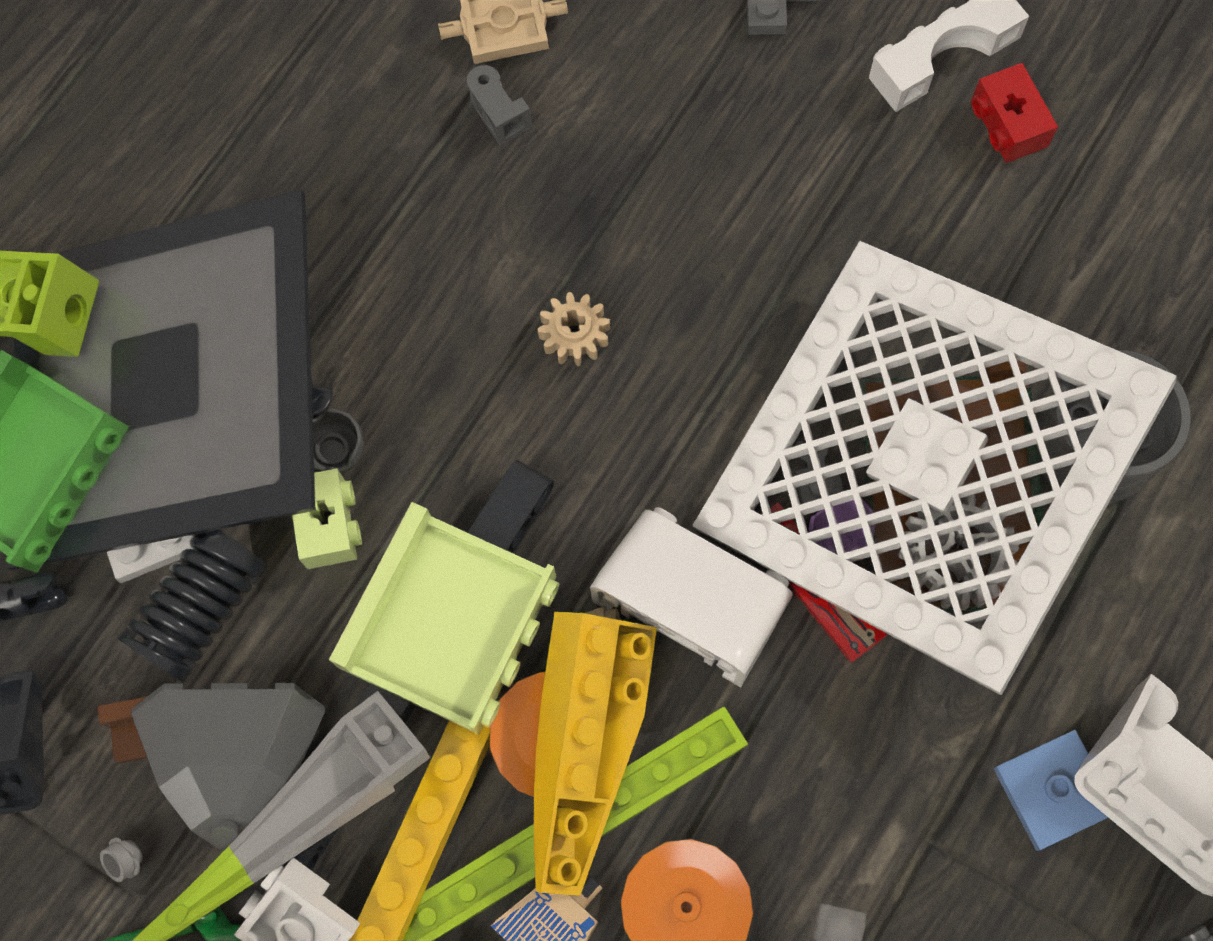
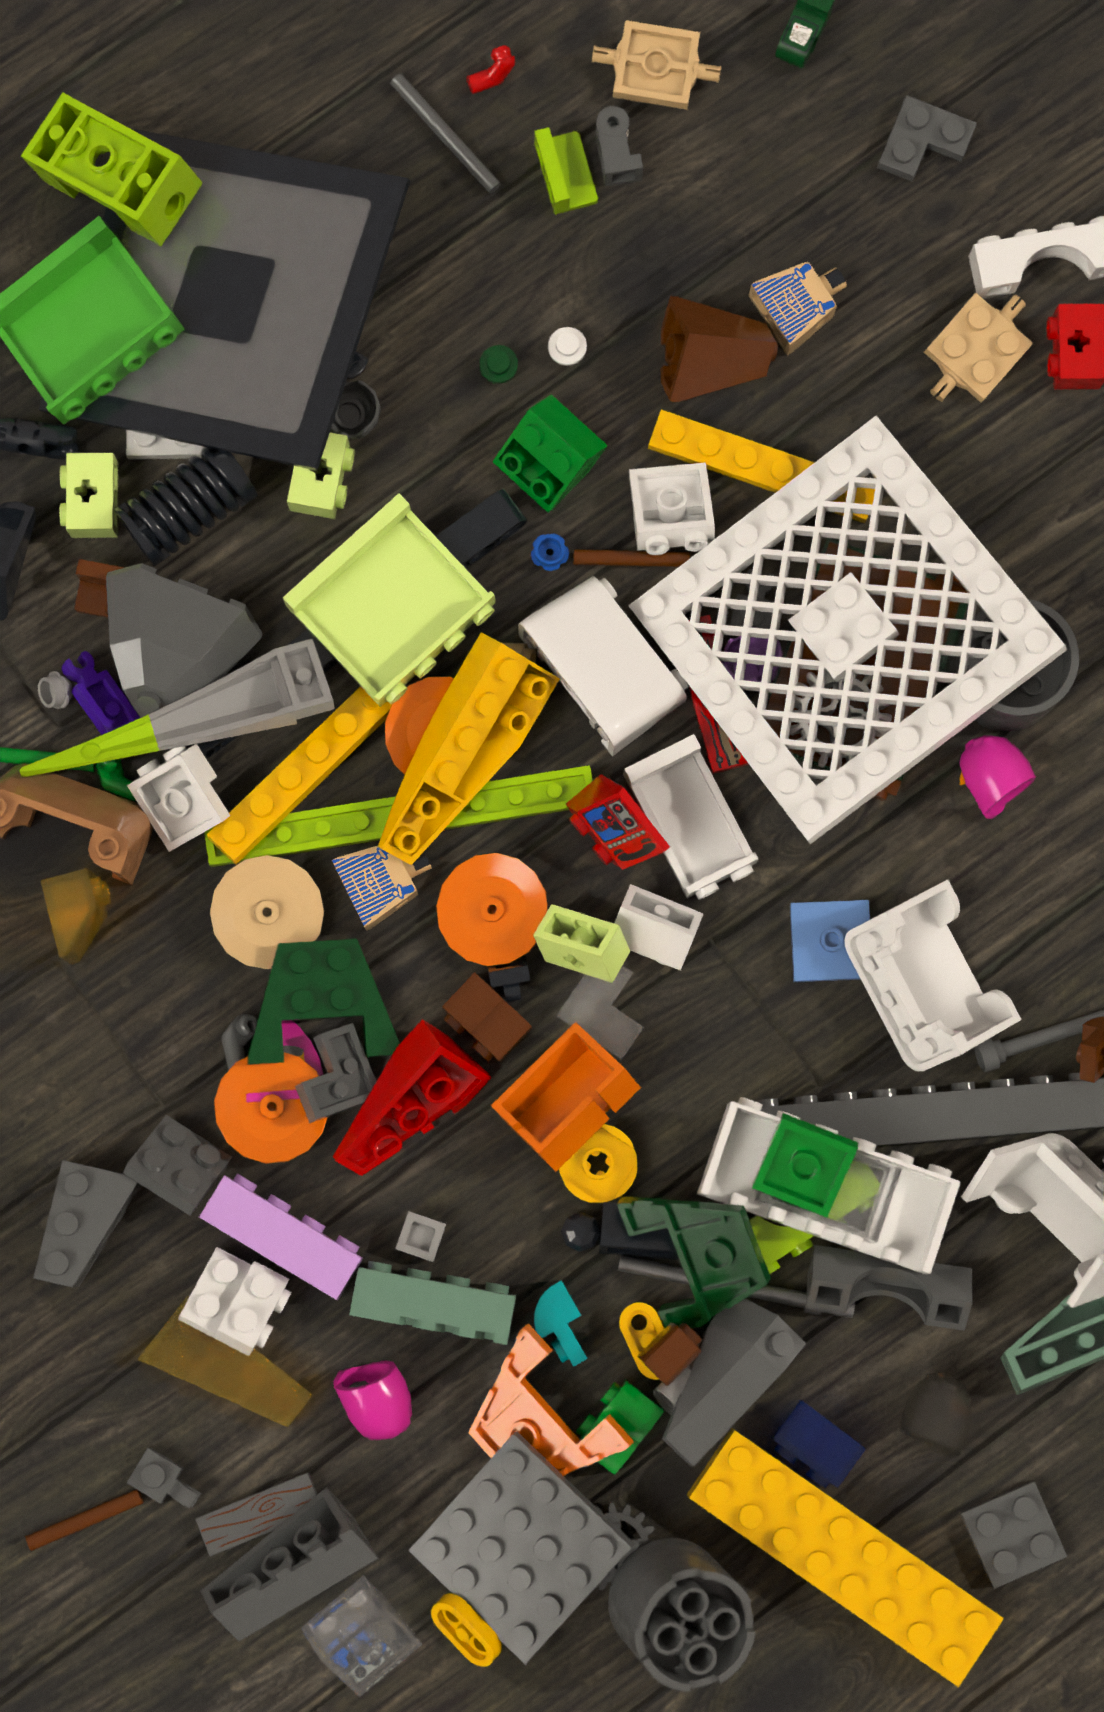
camera: 15 degrees right, 10 degrees up
(104, 654) = (97, 516): none -> yellowish green brick
(170, 845) = (99, 695): none -> dark purple plate
(327, 154) = (445, 133): none -> dark grey bar
(354, 84) = (496, 74): none -> red arm
(454, 144) = (565, 170): none -> lime panel
(463, 343) = (498, 364): none -> dark green plate
(524, 300) = (567, 346): none -> white plate
(548, 407) = (549, 452): none -> green slope
(572, 313) = (611, 398): tan gear -> none
(586, 494) = (545, 542): none -> blue plate
(666, 248) = (711, 349): none -> reddish brown slope
(672, 478) = (629, 558): none -> reddish brown bar
(695, 412) = (672, 507): none -> white plate
(728, 175) = (796, 302): none -> tan torso
(735, 340) = (735, 456): none -> yellow plate
(781, 758) = (615, 824): none -> red slope
(801, 906) = (582, 943): none -> yellowish green brick
(853, 721) = (692, 817): none -> white panel
(868, 858) = (657, 926): none -> white brick
(919, 152) = (978, 347): none -> tan plate
(1139, 543) = (994, 772): none -> dark pink piece

